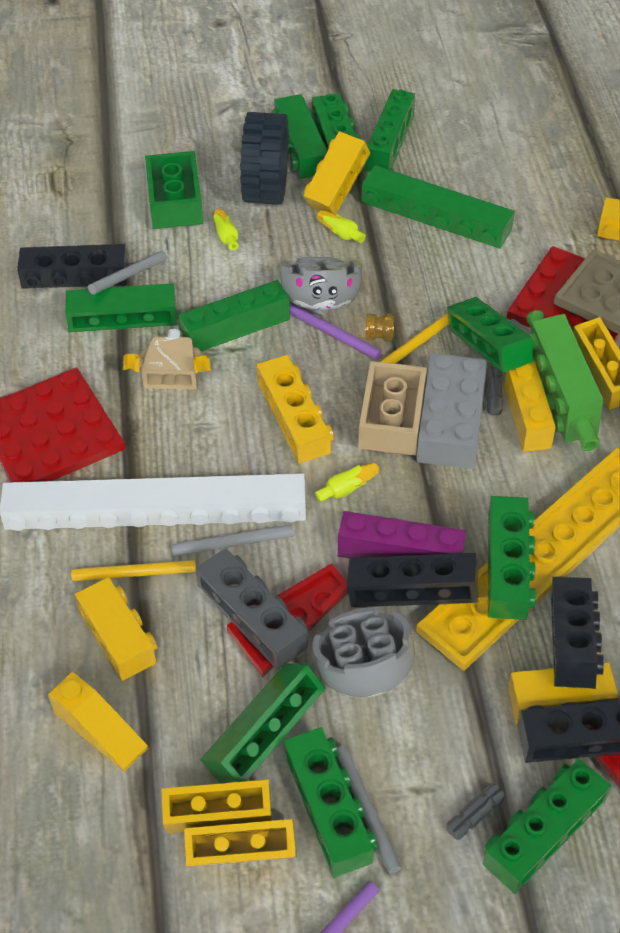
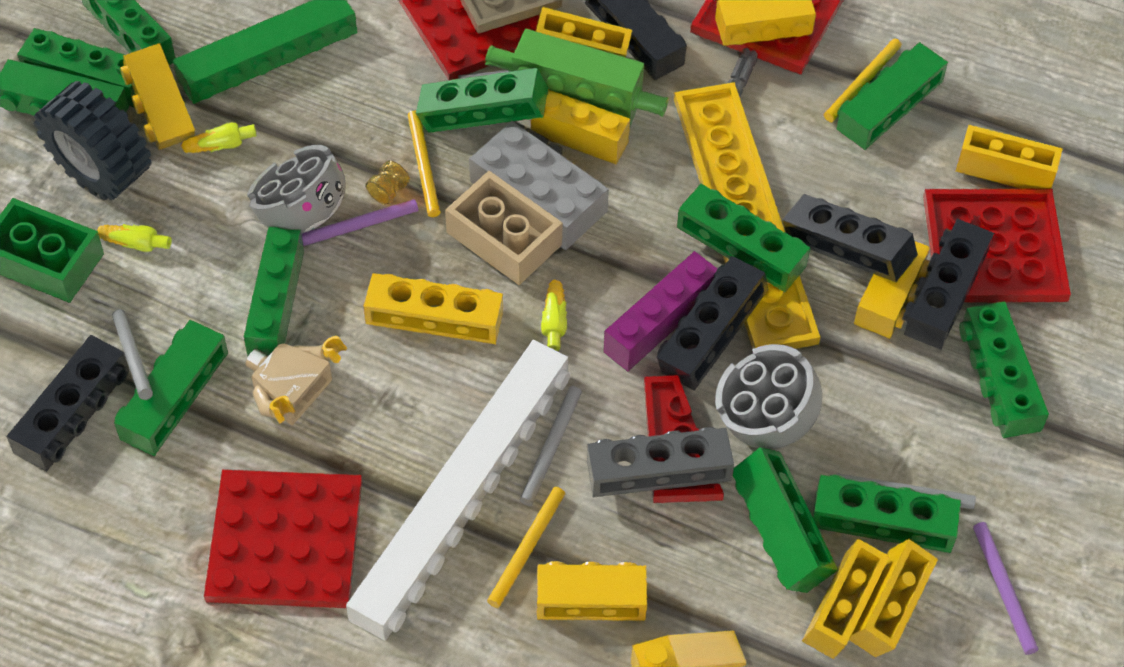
camera: 60 degrees left, 5 degrees up
(475, 811) = (957, 413): dark grey axle -> none

